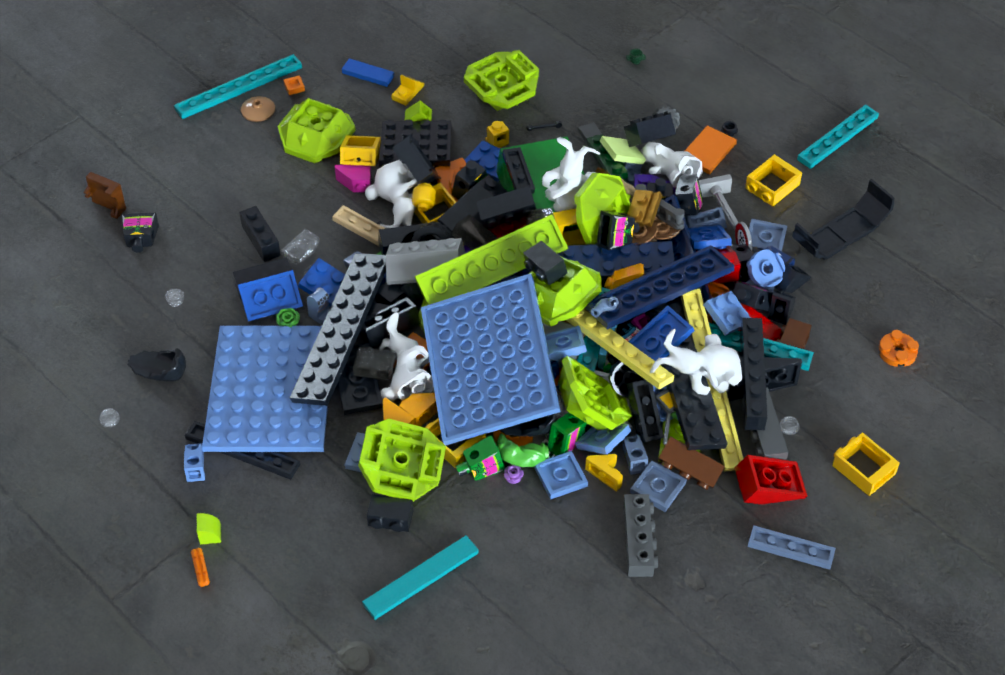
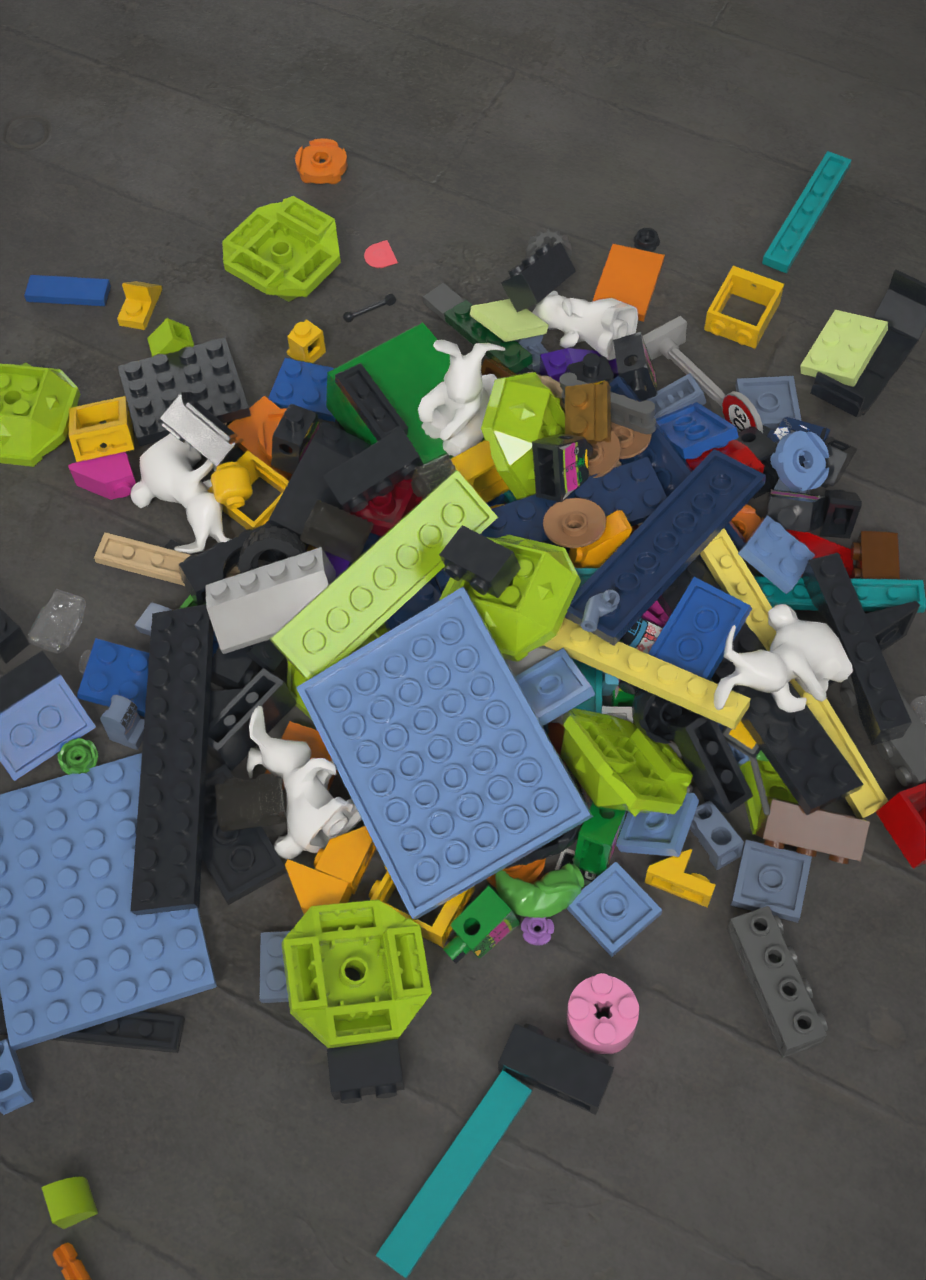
camera: 15 degrees left, 10 degrees up
(496, 542) = (556, 1067): none -> black brick
(532, 522) = (603, 1034): none -> bright pink brick
(538, 38) = (330, 171): none -> orange plate
(562, 98) = (380, 255): none -> coral piece
(612, 262) = (574, 523): none -> medium nougat dish
(635, 56) = (466, 159): clear green plate -> none
(827, 218) = (844, 347): none -> yellowish green plate

